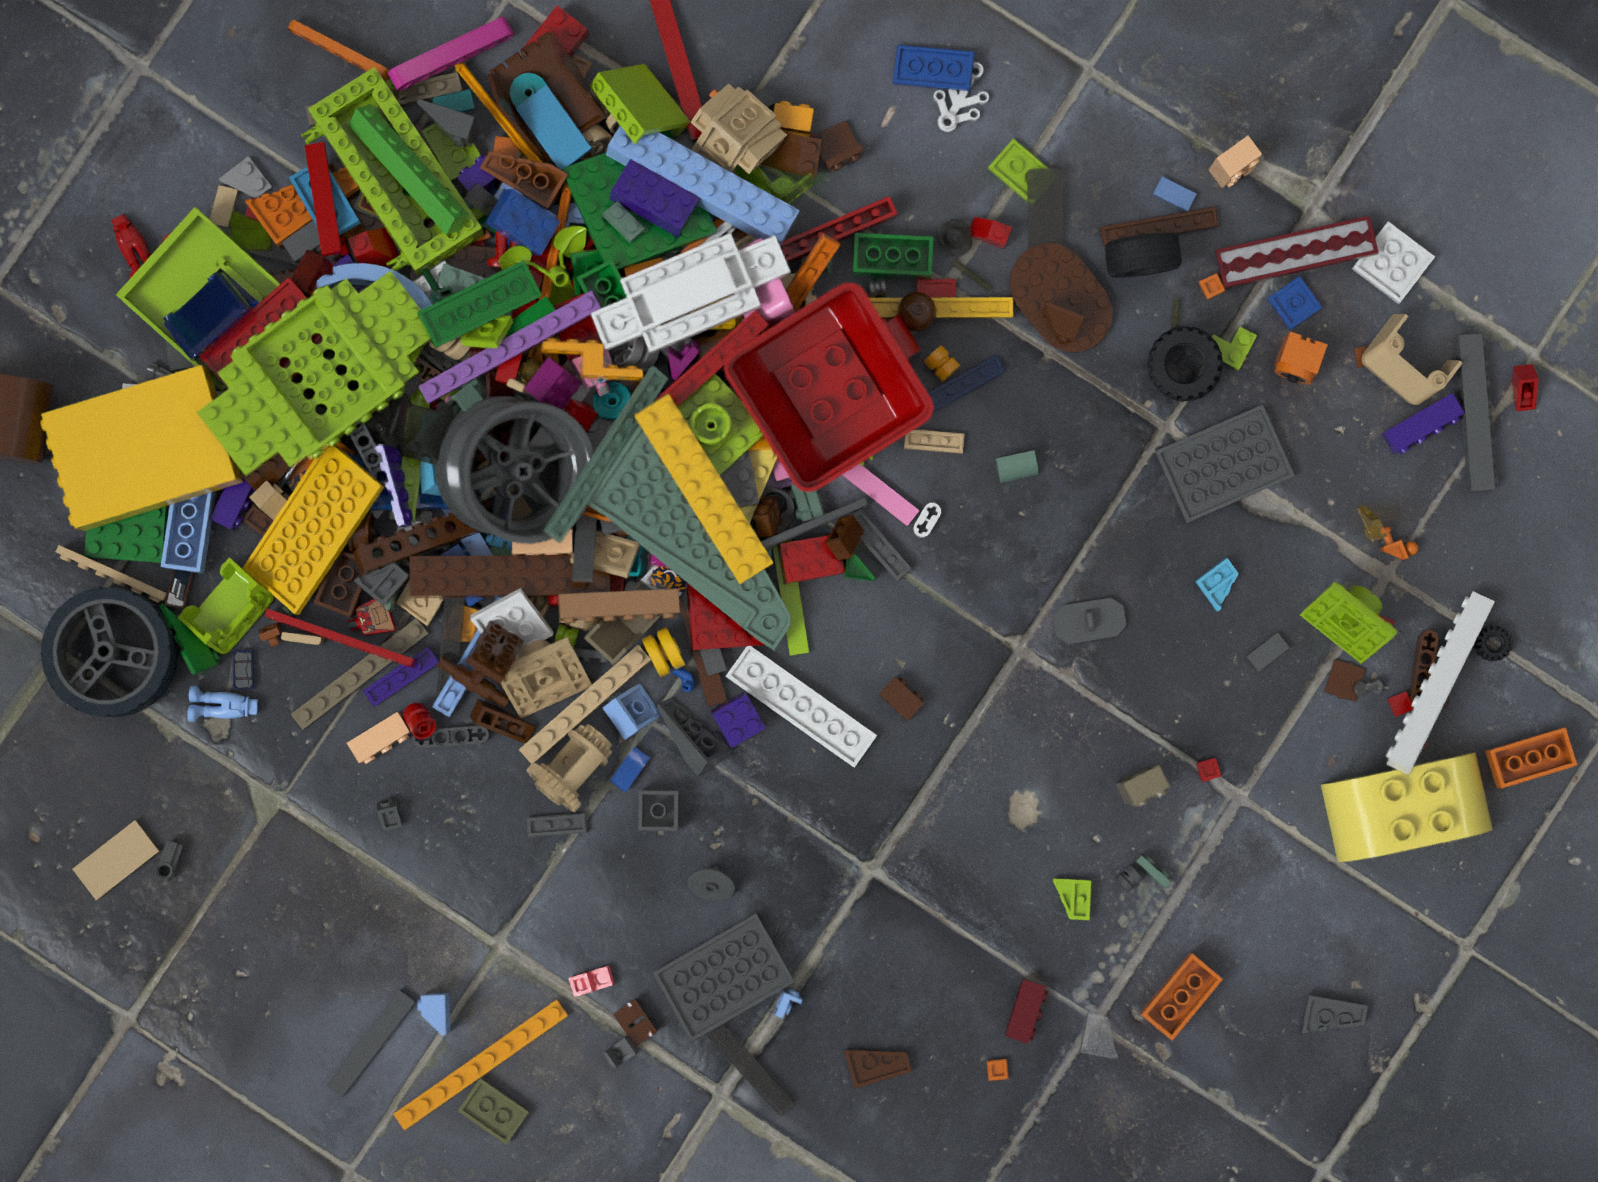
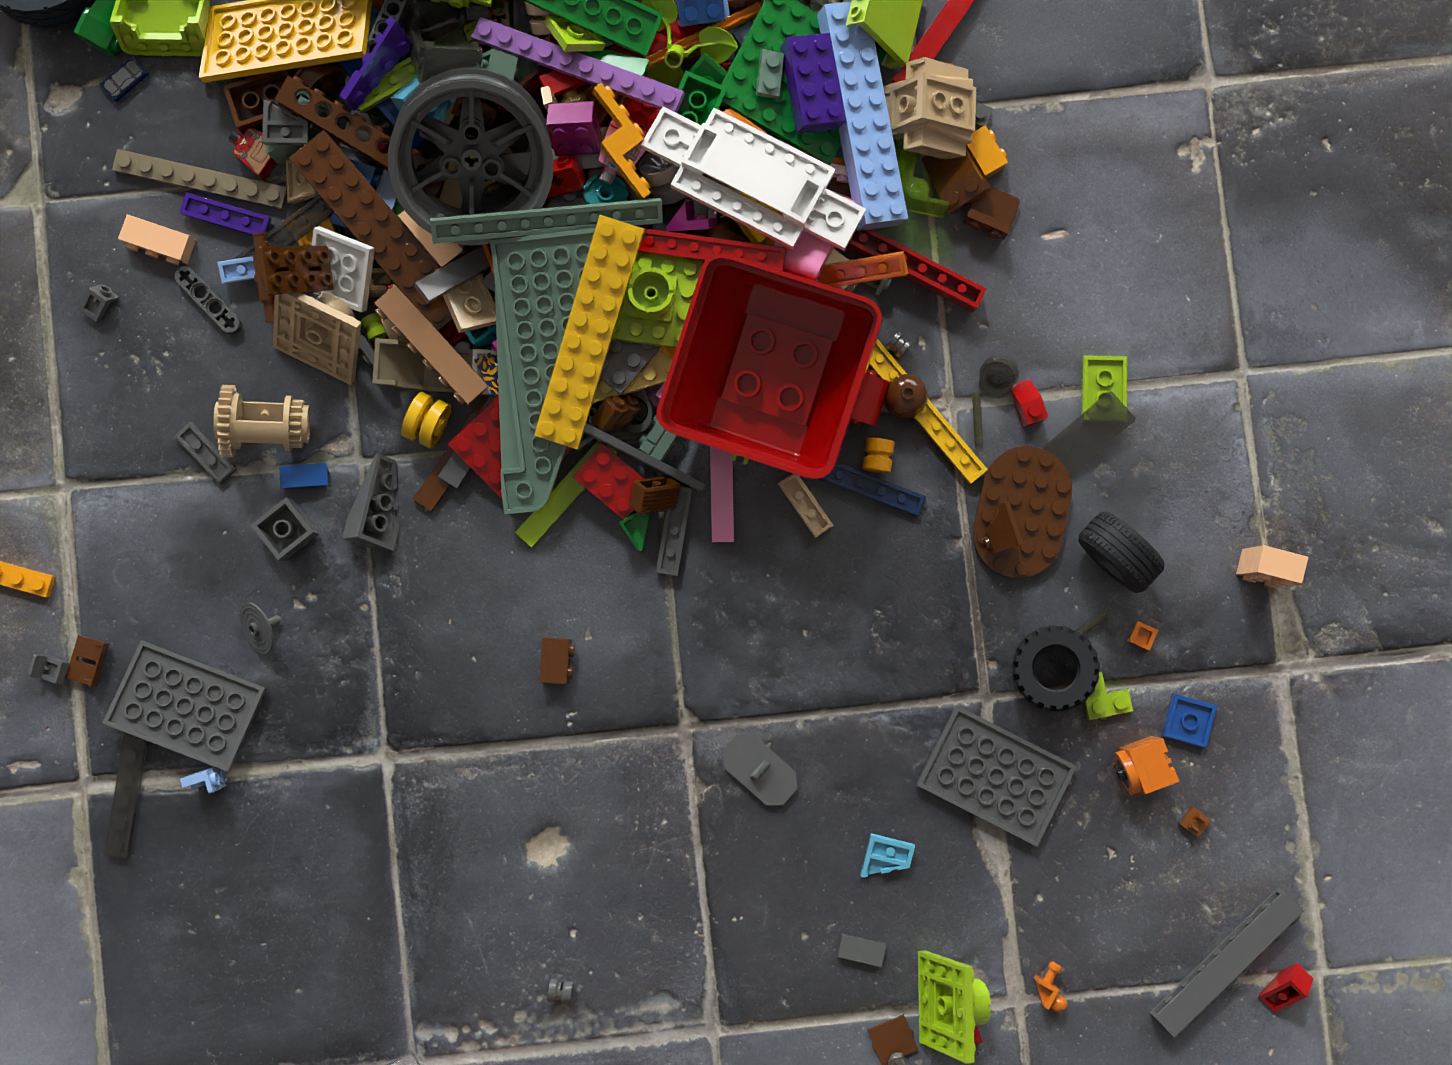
camera: 50 degrees right, 0 degrees up
(232, 705) = (85, 92): light blue piece -> none
(270, 632) = (172, 76): dark orange tile -> none
(302, 638) = (189, 105): tan tile -> none
(340, 638) = (213, 136): red tile -> none
(419, 720) = (196, 260): red wheel -> none
(501, 721) = (254, 331): reddish brown slope -> none
(585, 704) = (324, 390): tan brick -> none
(591, 981) = (93, 593): coral slope -> none
(632, 711) = (354, 436): light blue slope -> none
(686, 679) = (422, 460): blue arm -> none
(738, 719) = (420, 533): dark purple brick -> none
(801, 706) = (478, 578): white plate -> none
(874, 1066) = (215, 902): reddish brown wing -> none
(893, 256) = (936, 335): green brick -> none
(923, 517) = (729, 549): white beam -> none
(933, 68) = (1130, 237): blue tile -> none
(937, 287) = (941, 397): red tile -> none
(959, 101) = (1121, 283): white plant -> none
(997, 1069) = (299, 1012): orange tile -> none
(1016, 466) = (842, 595): sand green brick -> none
(1026, 1011) = (369, 996): dark red brick -> none
(1075, 897) = (505, 957): lime wing -> none
(1143, 785) = (648, 940): dark tan brick -> none
(1147, 864) = (584, 1016): sand green plate -> none
(1172, 223) = (1175, 561): reddish brown tile -> none
(1174, 194) = (1196, 536): medium blue tile -> none
(1208, 769) = (714, 982): red tile -> none
(1297, 252) = (1237, 686): piece -> none
(1374, 528) = (1052, 952): clear yellow wing -> none
(1385, 362) = (1205, 849): tan windscreen -> none
(1396, 265) = (1298, 779): white plate -> none
(1421, 424) = (1179, 923): dark purple brick -> none

